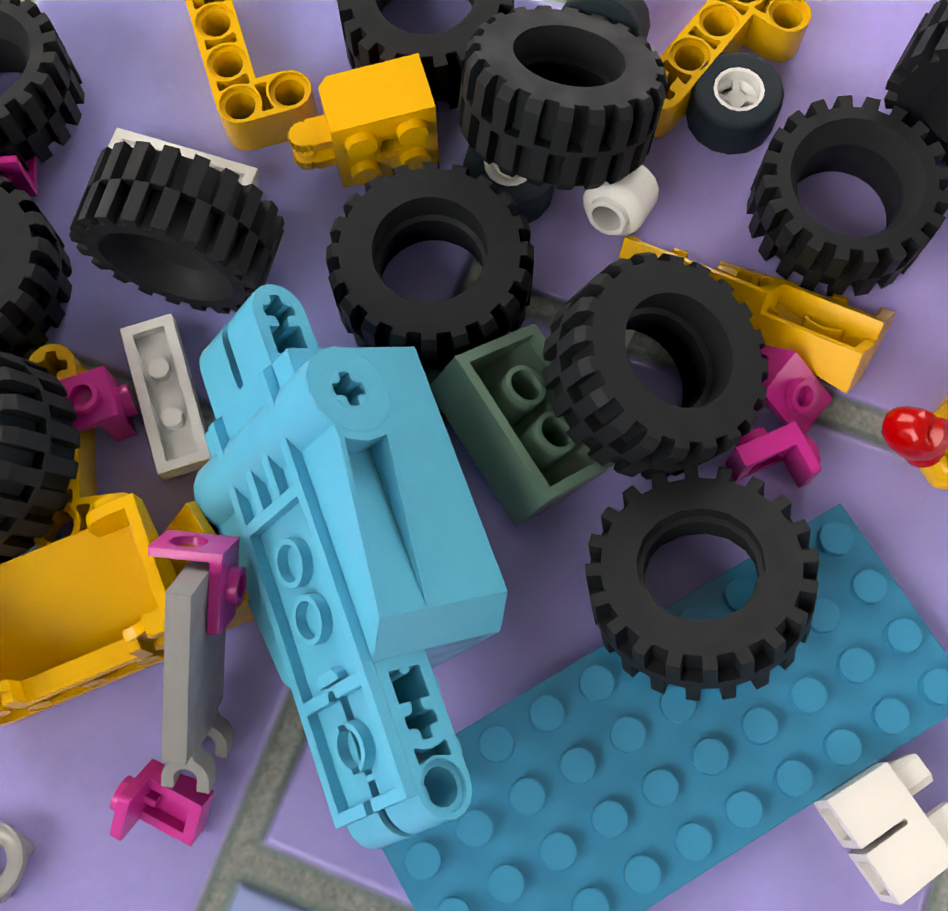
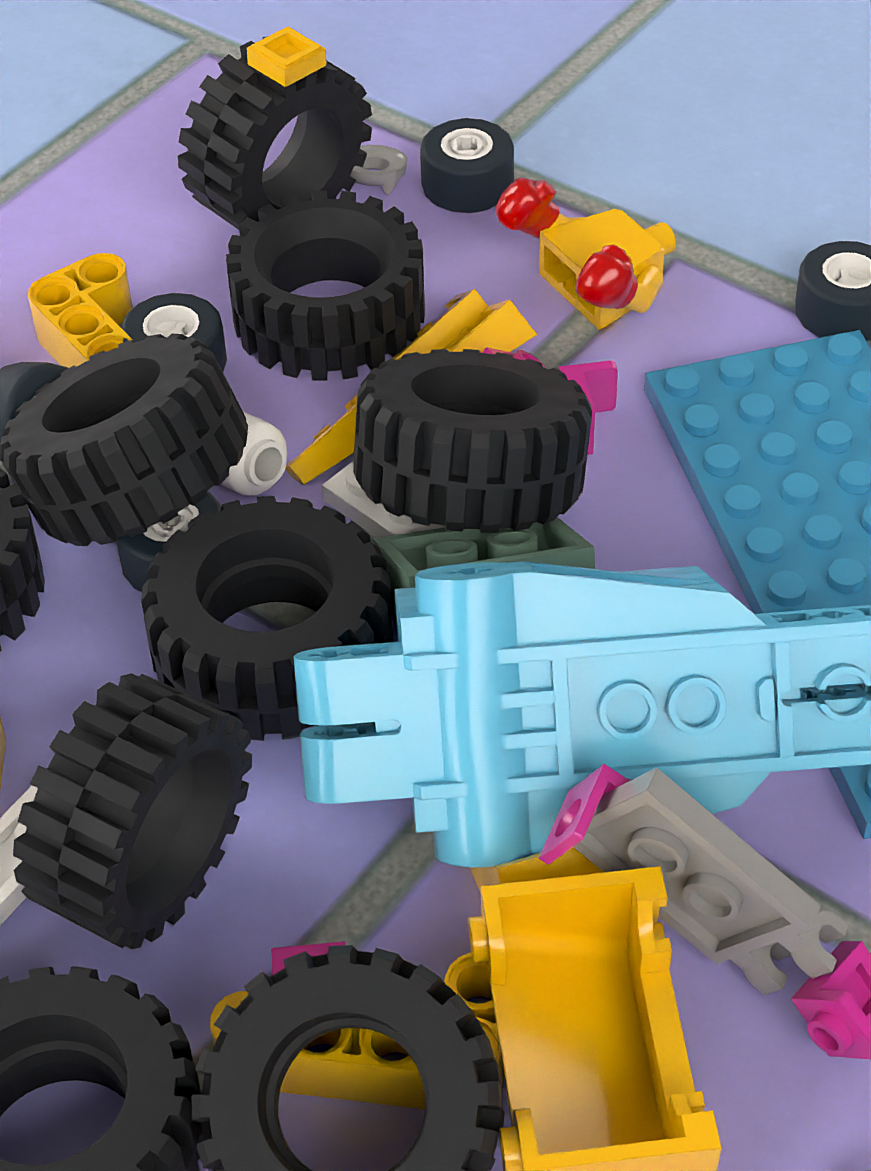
camera: 75 degrees left, 25 degrees down
(166, 396) = (368, 917): white plate -> none
(370, 122) = (59, 622): yellow hinge -> none
(712, 650) = (733, 517): black tyre -> none

